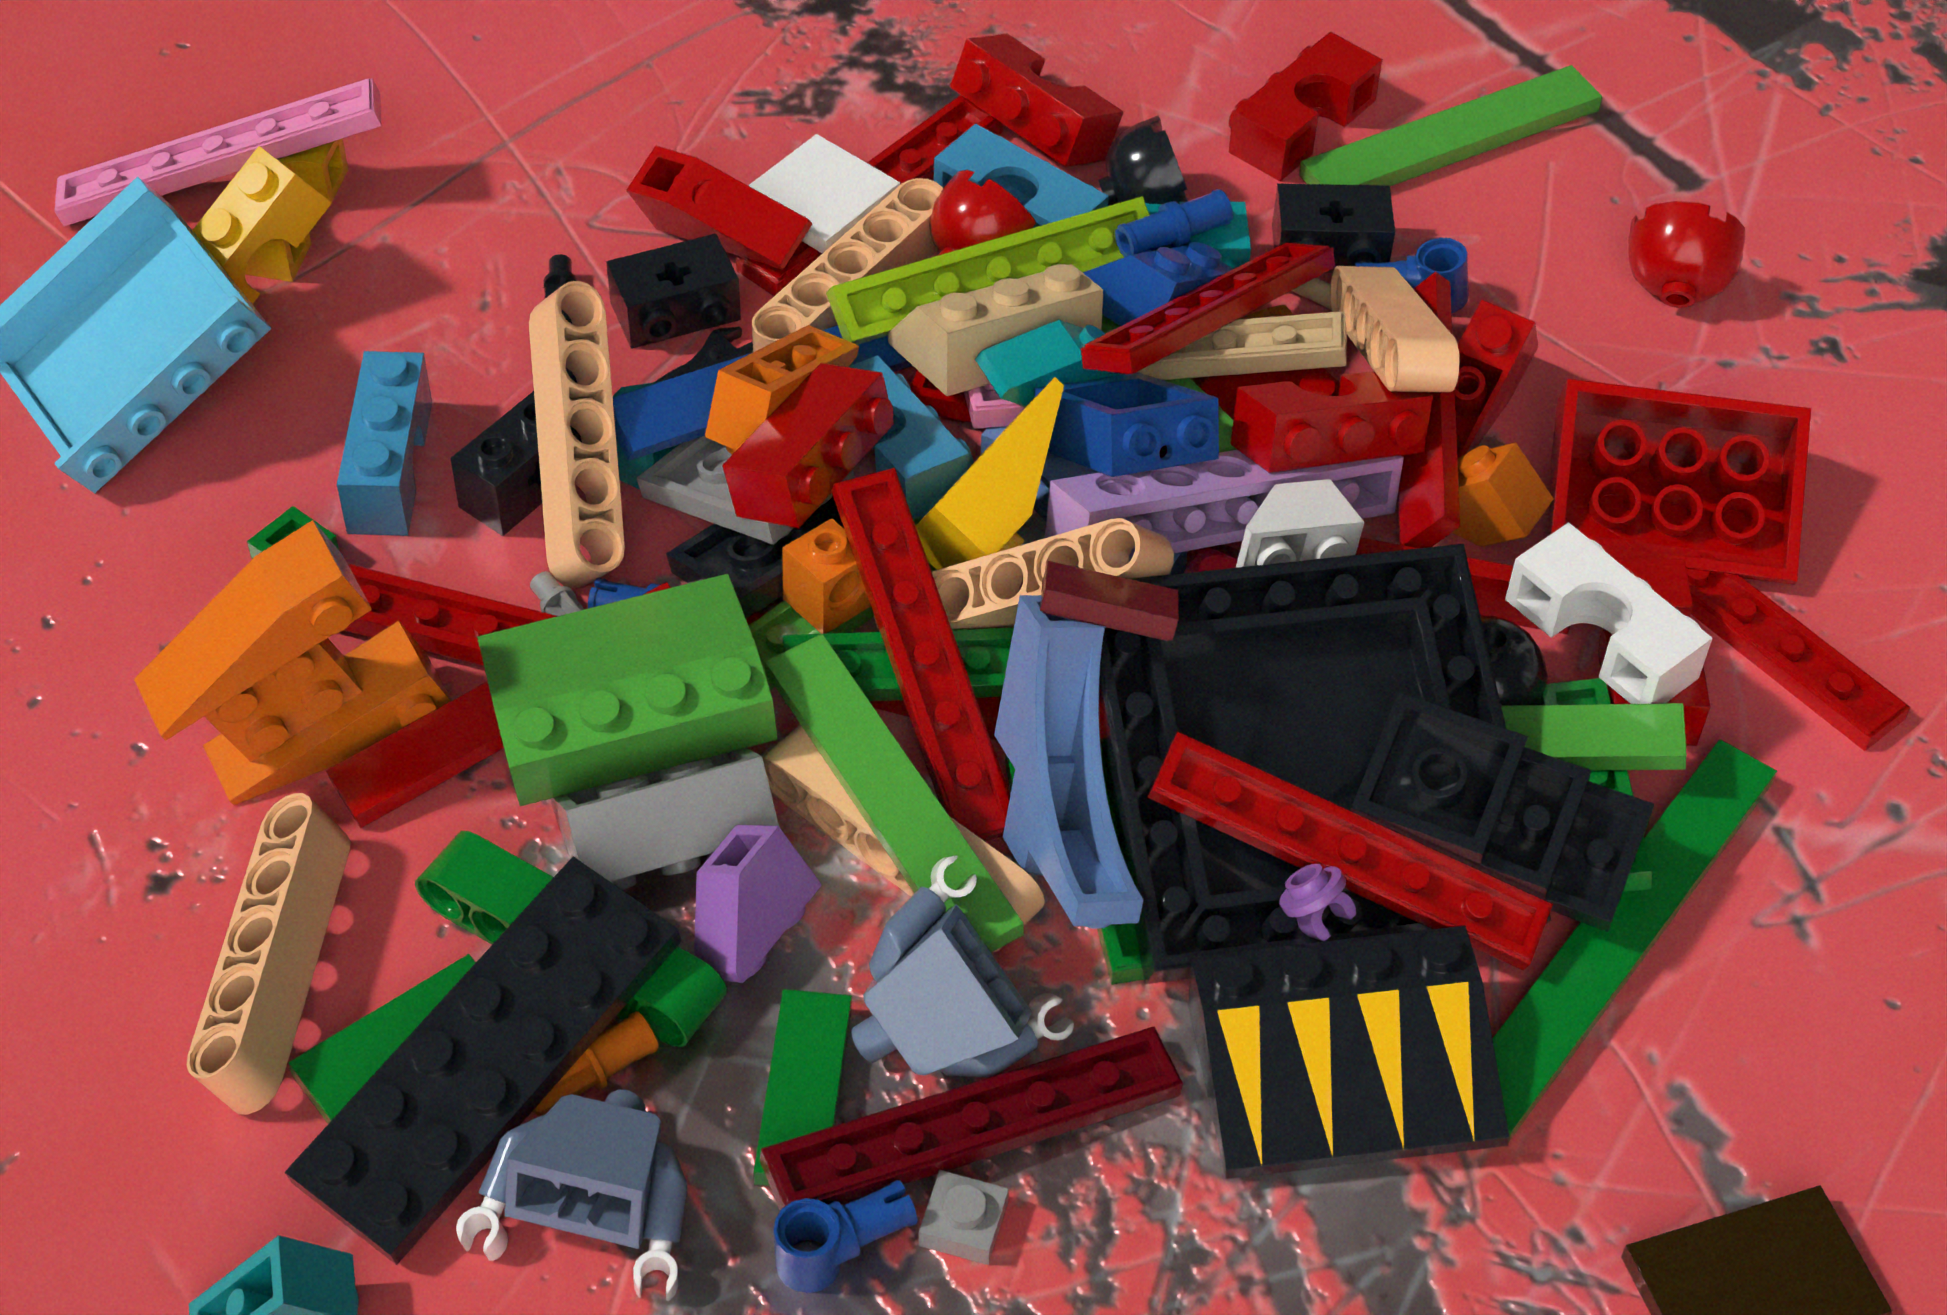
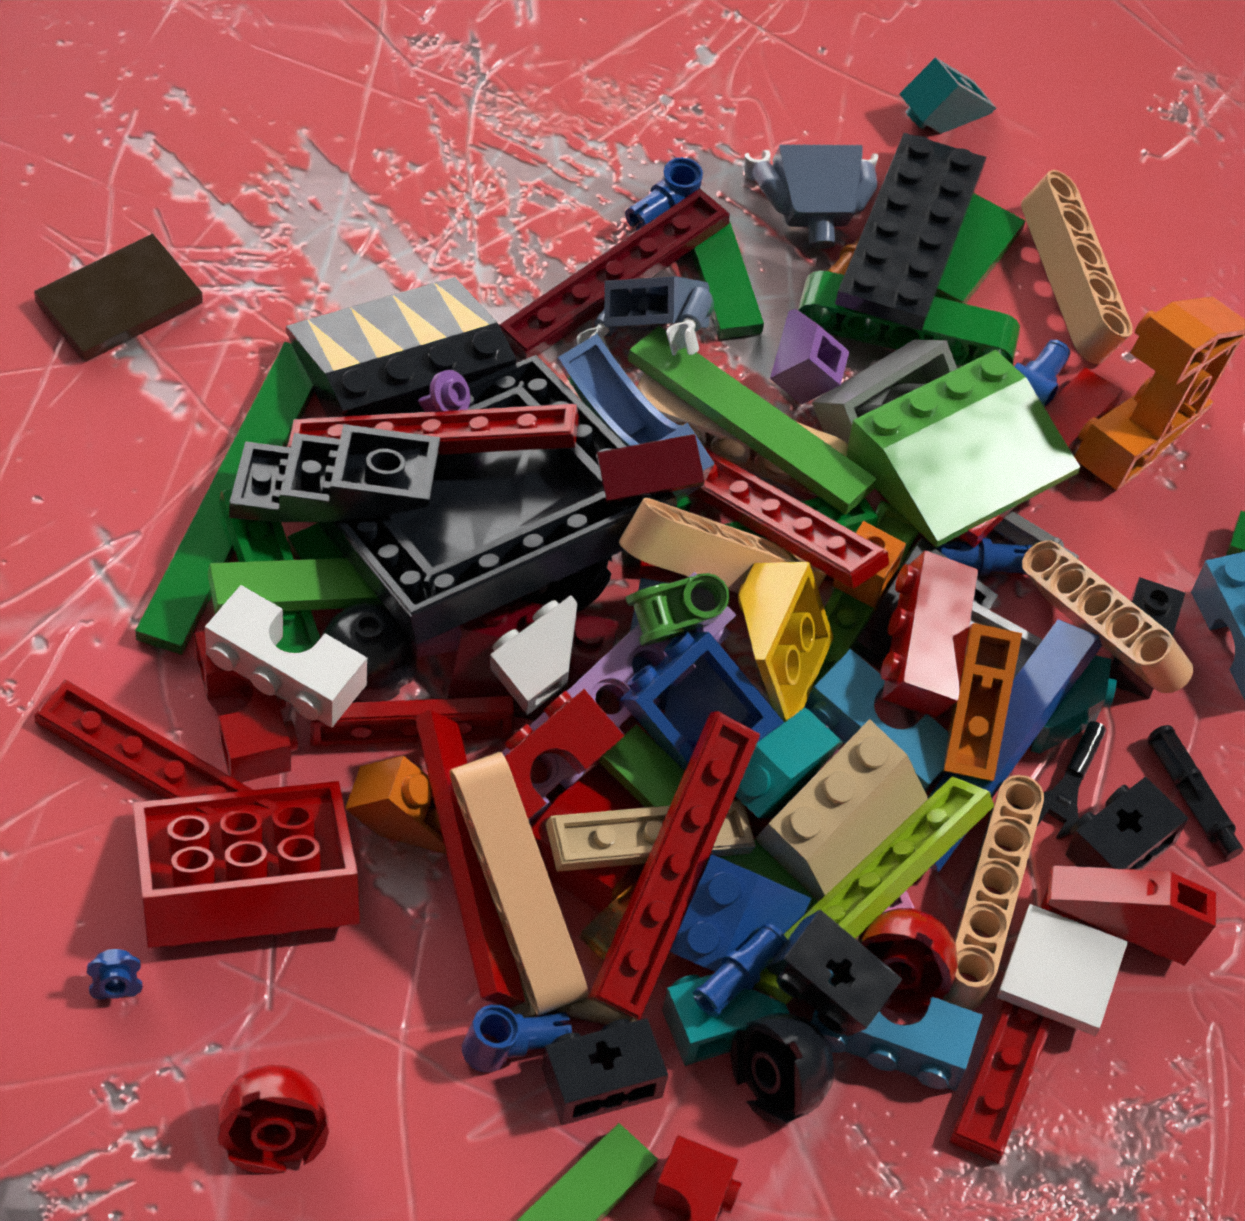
camera: 155 degrees right, 5 degrees up
(435, 616) = (1131, 511): red plate -> none
(447, 801) = (1045, 368): none -> blue pin
(963, 1217) = (598, 231): light grey plate -> none
(1059, 120) = (888, 1112): red arch -> none
(1088, 173) = (859, 977): none -> black brick
(1125, 468) = (668, 609): none -> bright green piece
(1491, 365) = (428, 931): red slope -> none
(1834, 420) = (114, 975): none -> blue plate

